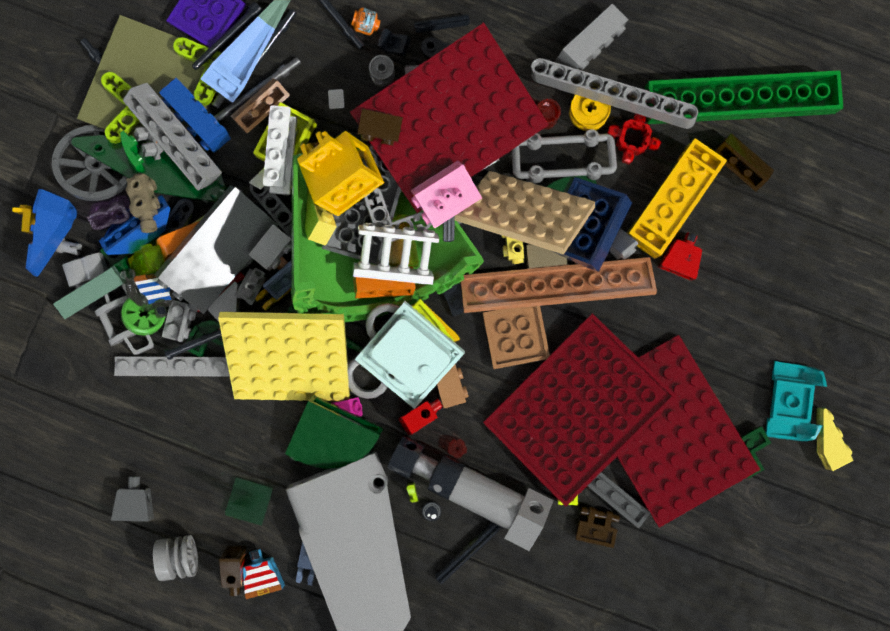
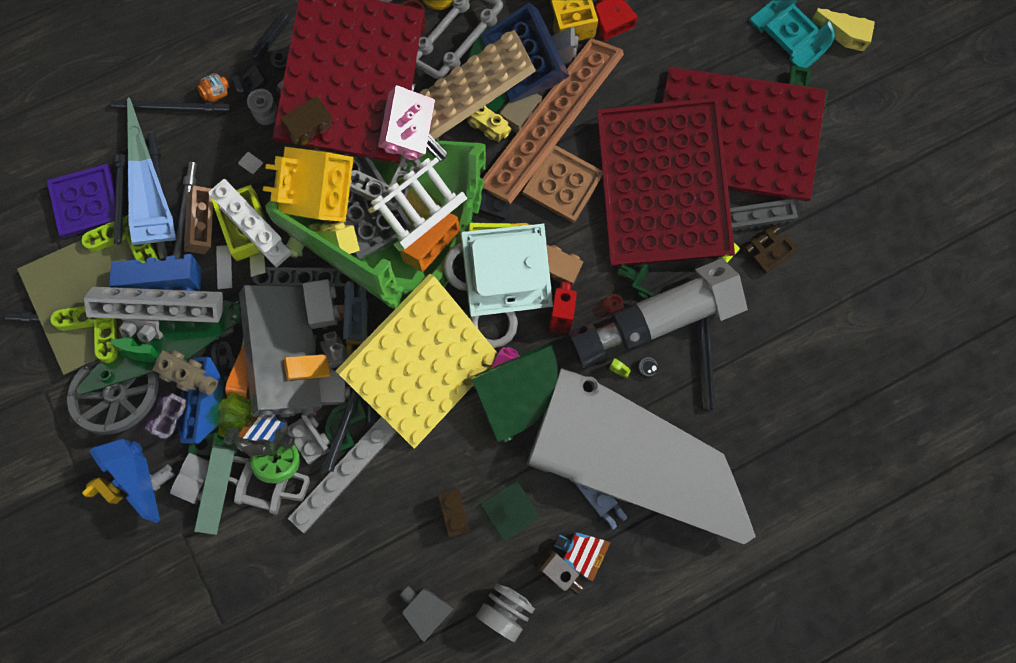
camera: 50 degrees left, 10 degrees down
(212, 465) = (454, 513): none -> dark brown brick
(219, 280) = (306, 367): none -> light orange tile
(244, 153) = (224, 271): none -> white sticker
(489, 448) = (636, 278): none -> dark green bracket

